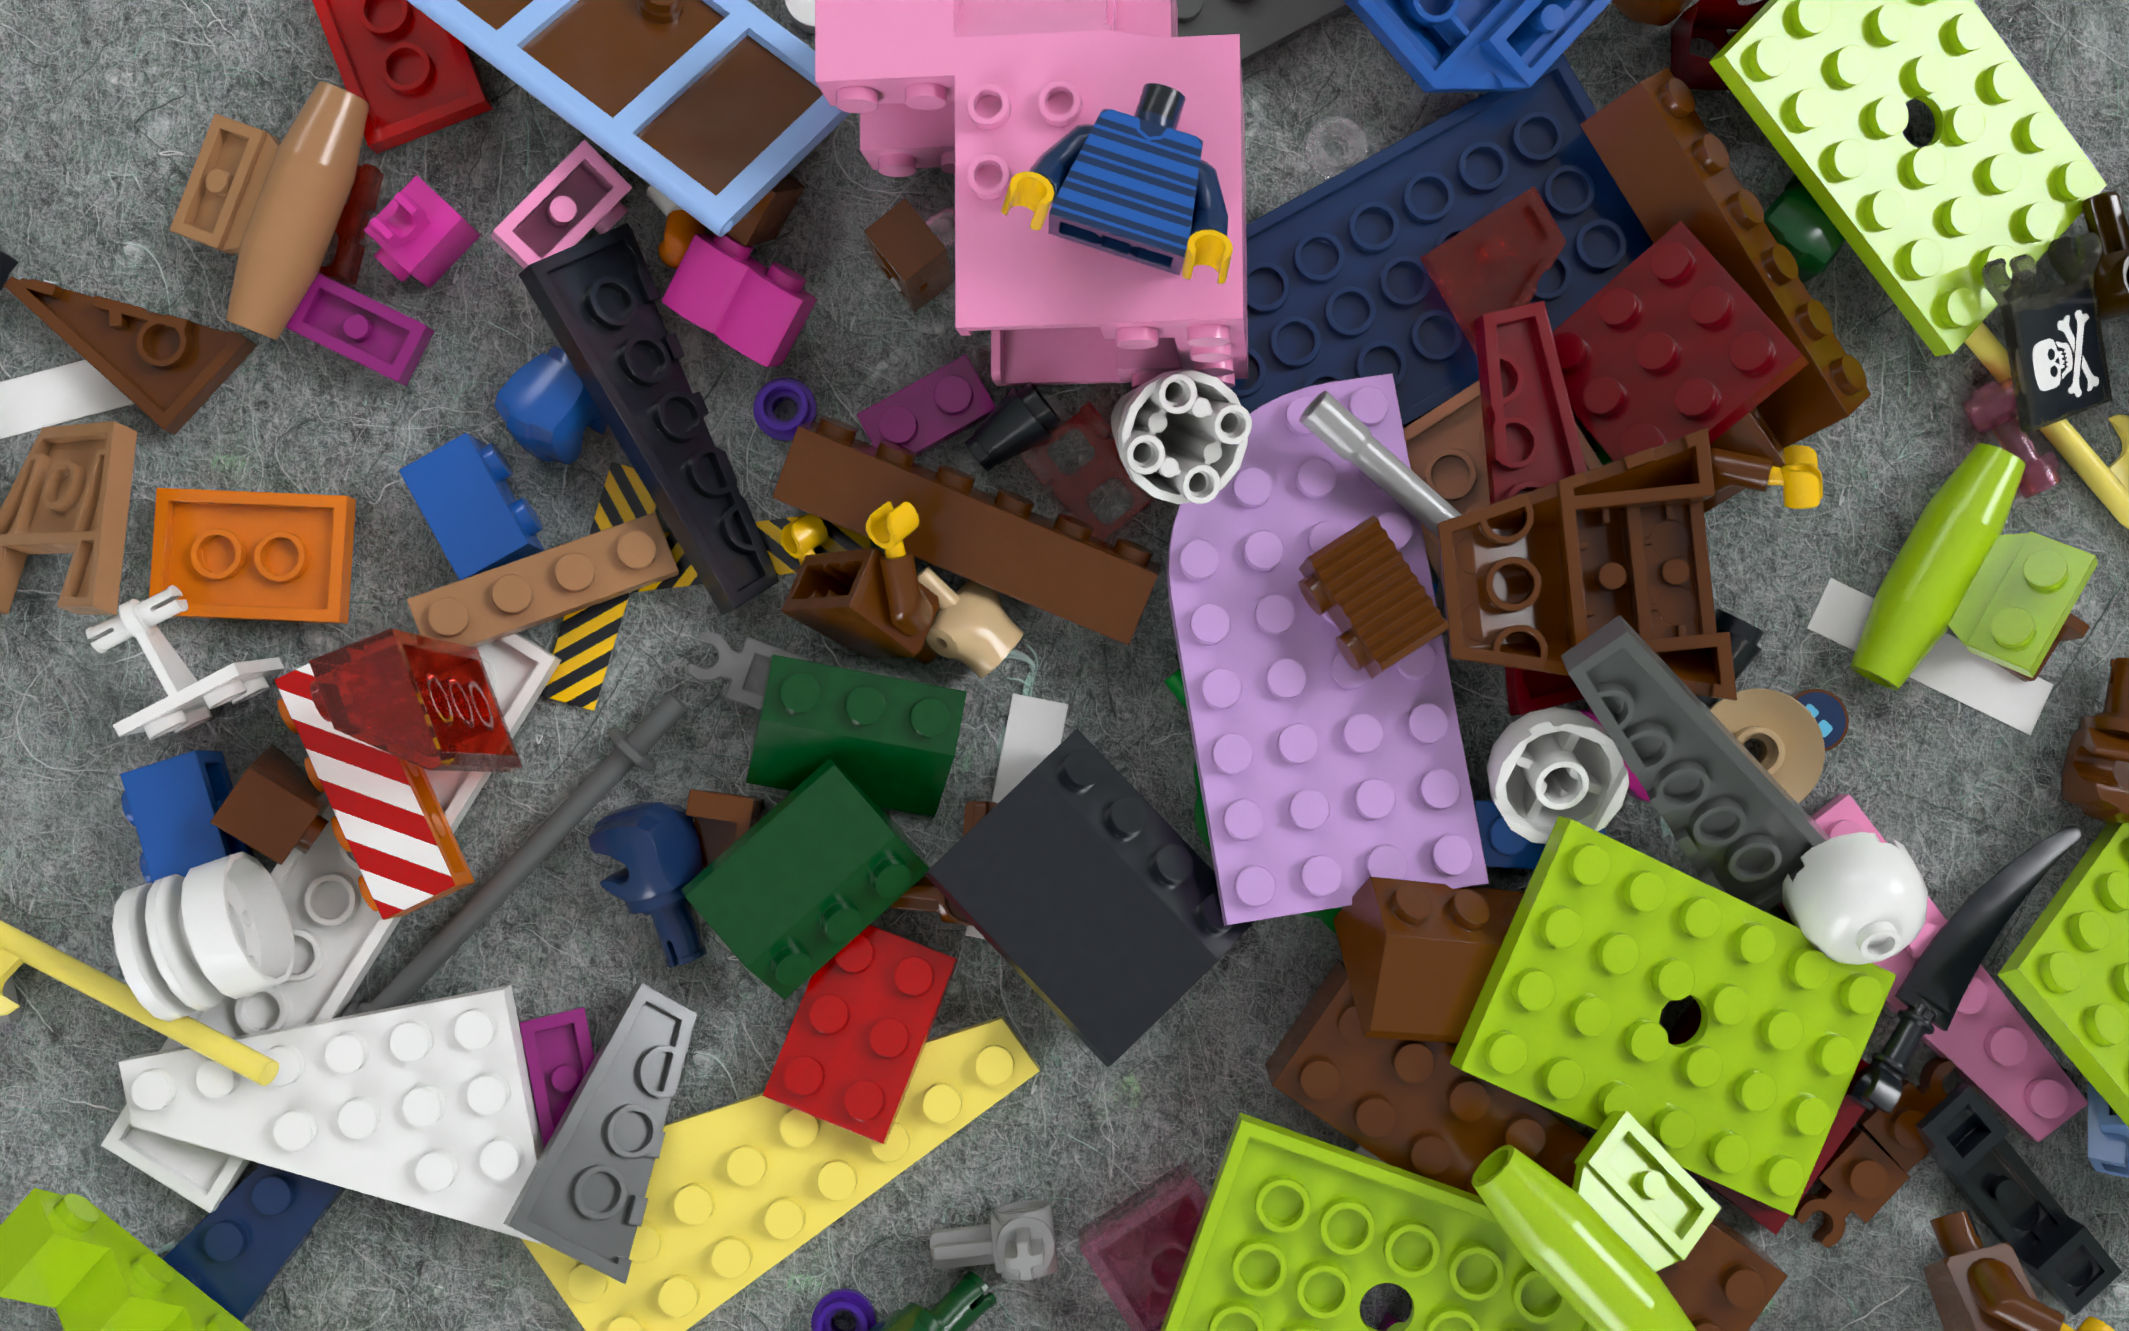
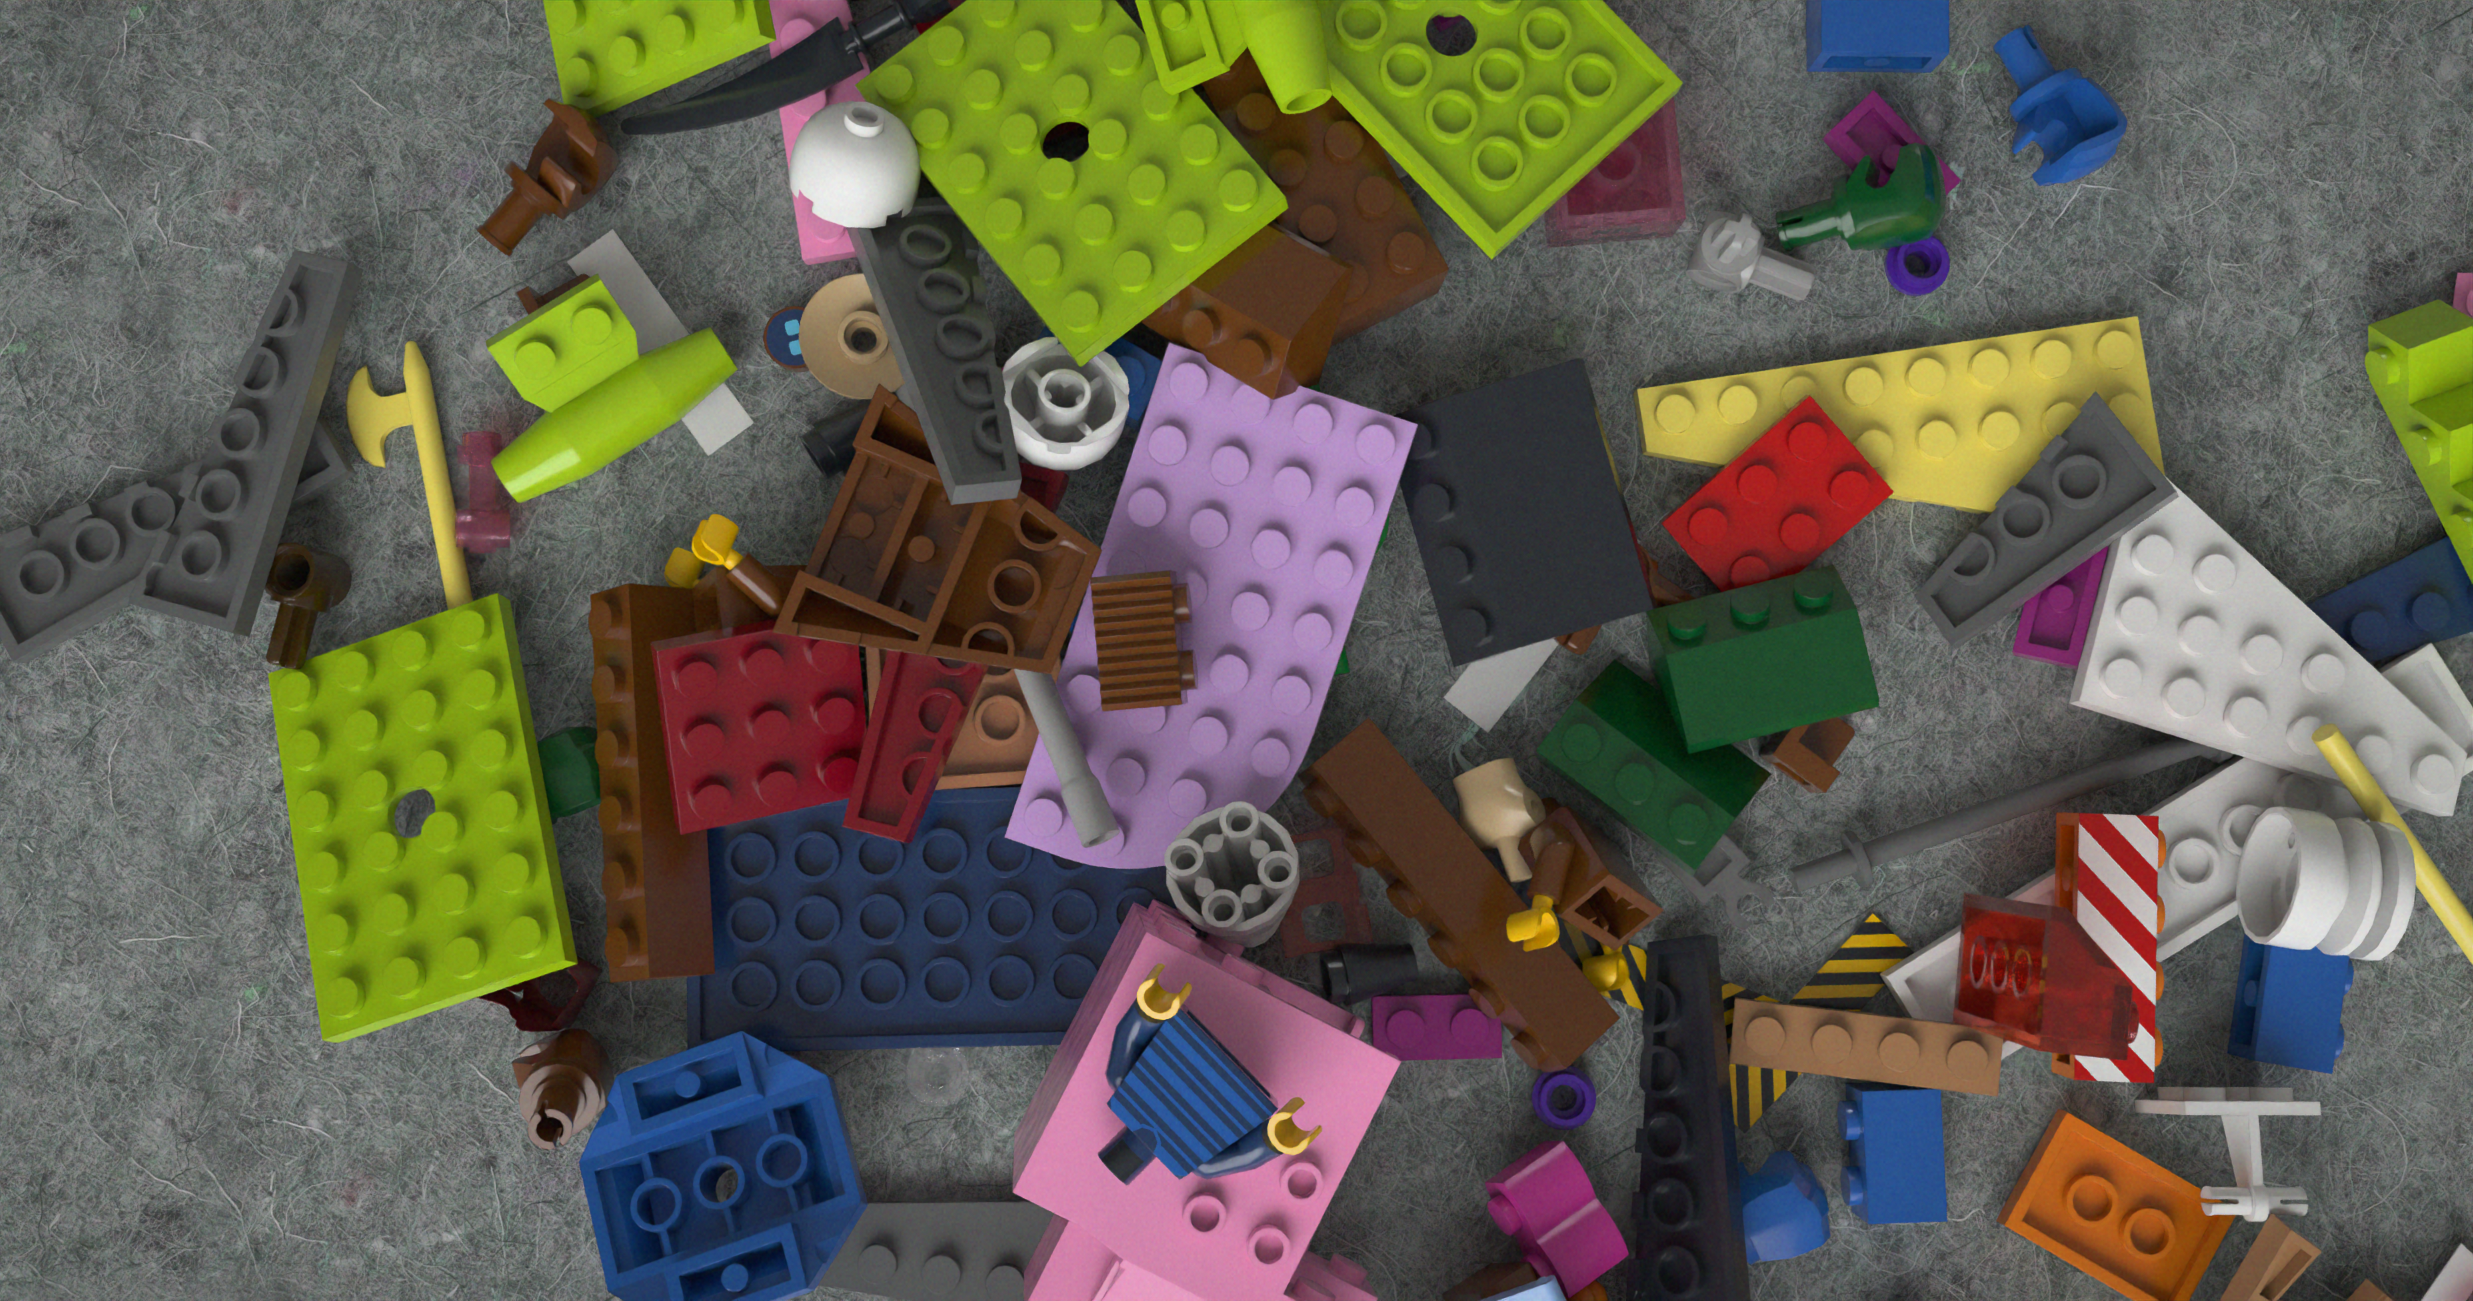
camera: 145 degrees left, 0 degrees up
(273, 807) = (2207, 970): reddish brown slope -> none
(660, 859) = (1883, 744): dark blue piece -> none
(914, 251) = (1380, 1177): reddish brown piece -> none
(1495, 260) = (856, 890): clear red wing -> none
(2053, 335) = (400, 561): flag -> none

